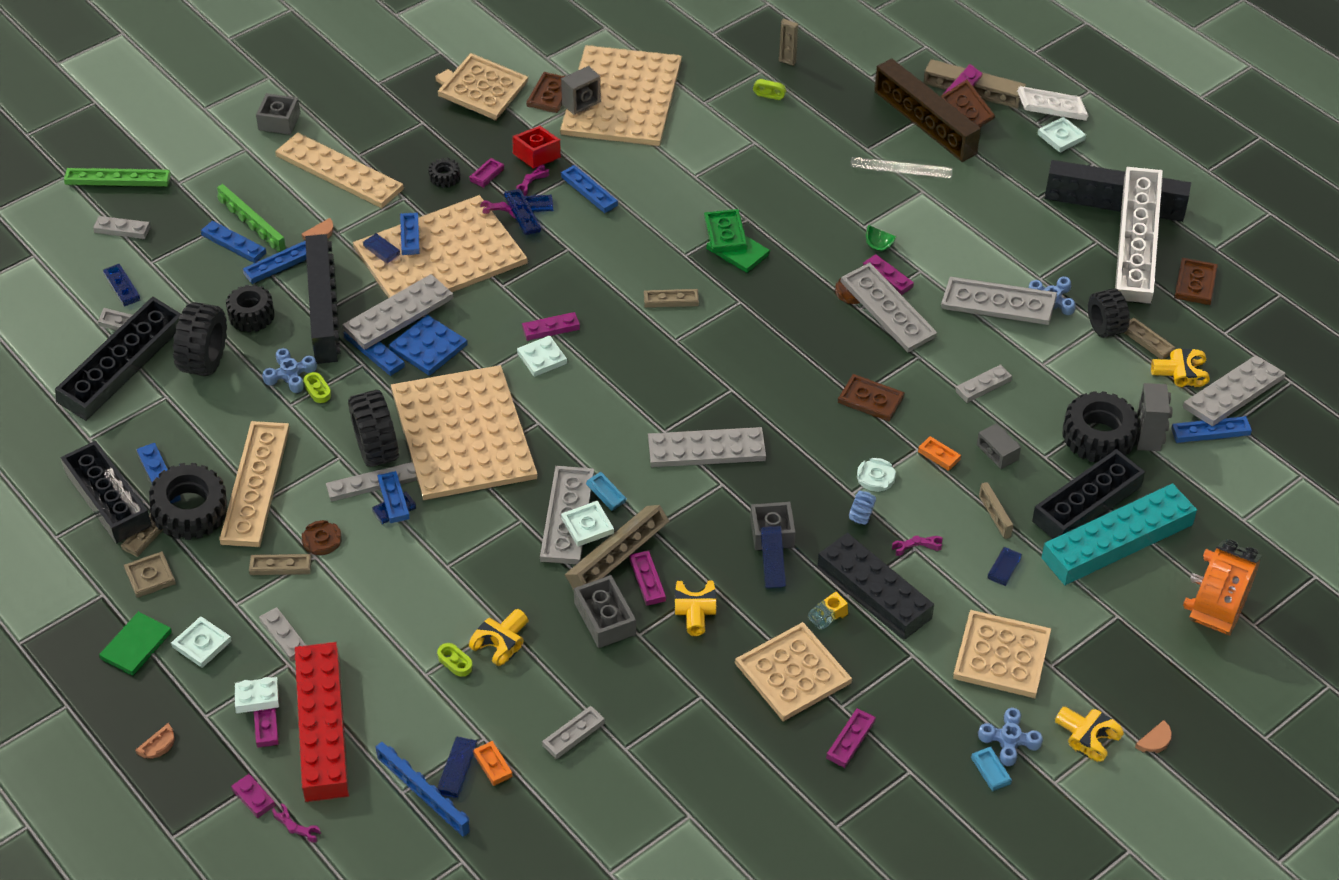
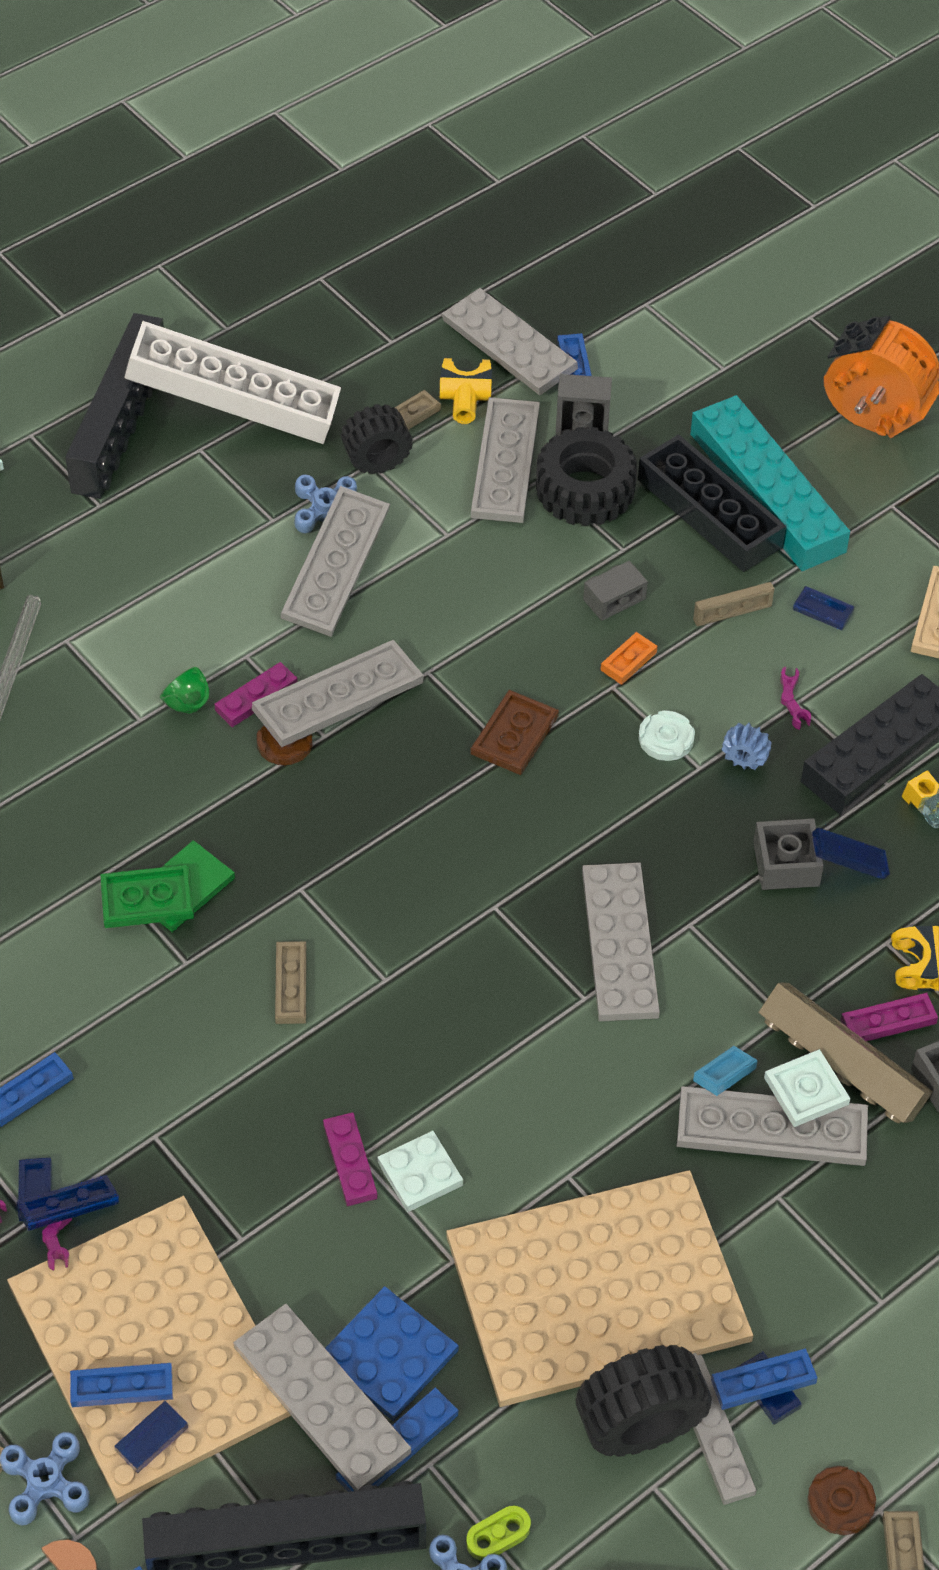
camera: 90 degrees left, 5 degrees up
(365, 215) = (38, 1490): none -> medium blue gear
(983, 383) = (488, 600): light grey plate -> none
(1075, 383) = (505, 460): none -> light grey plate
(1196, 281) = (295, 352): reddish brown tile -> none

